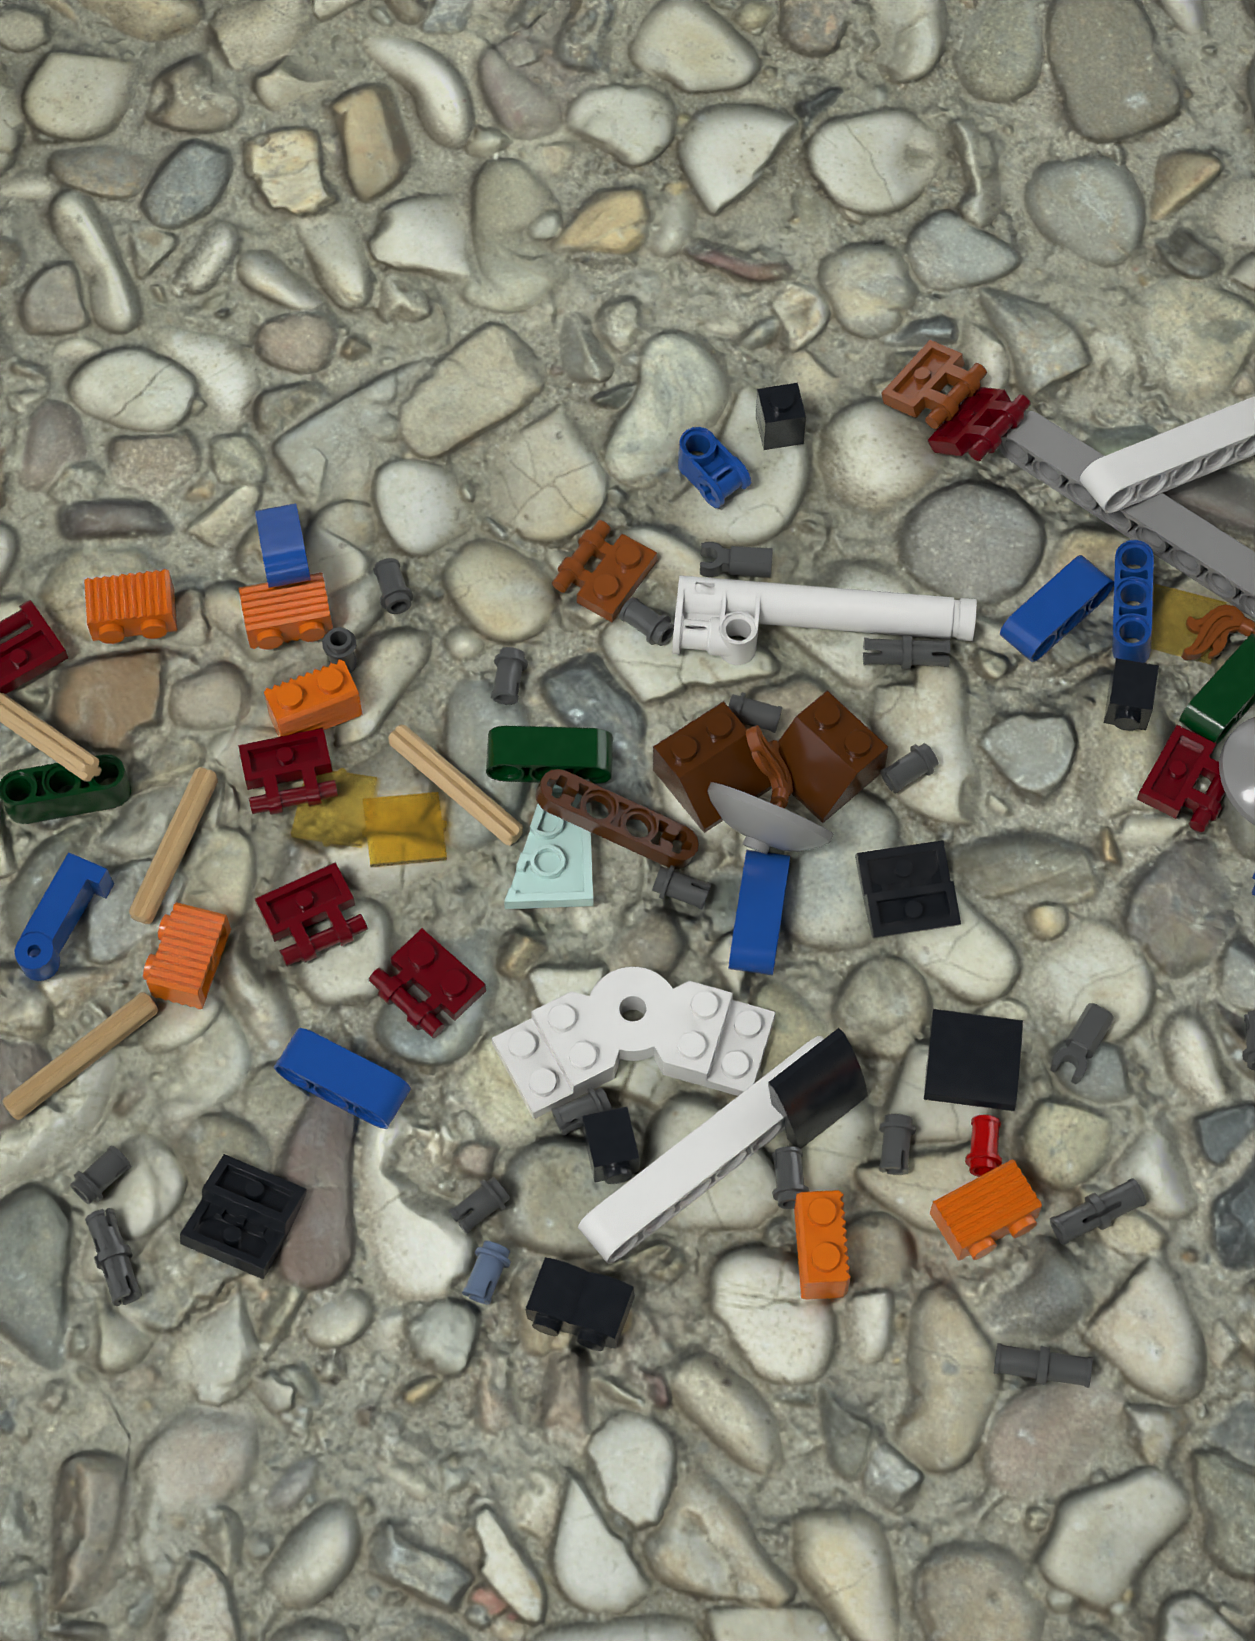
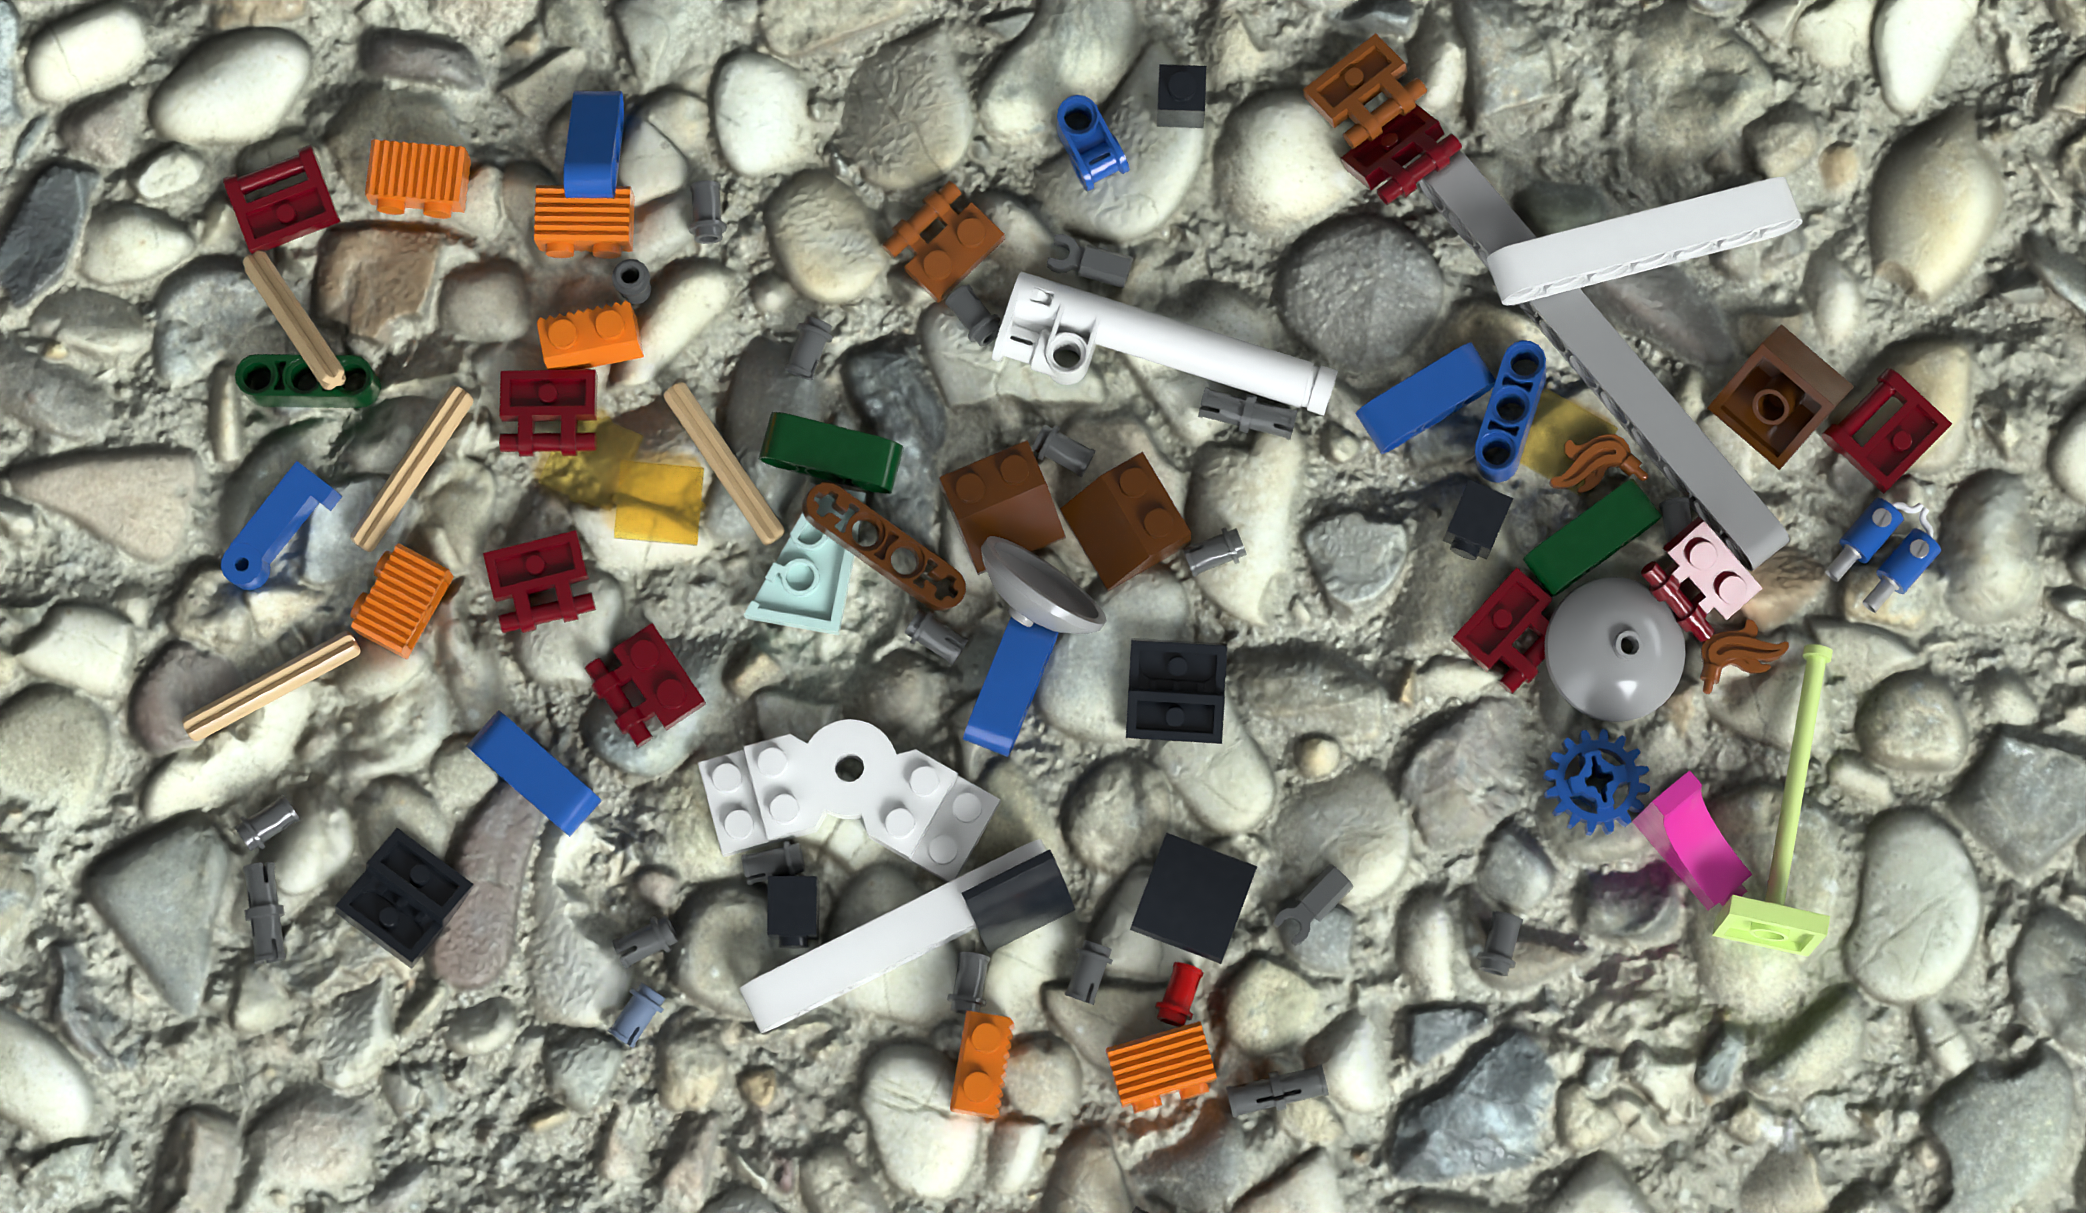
camera: 15 degrees right, 15 degrees up
(579, 1304) = (723, 1071): black brick -> none
(771, 764) = (1063, 520): dark orange piece -> none

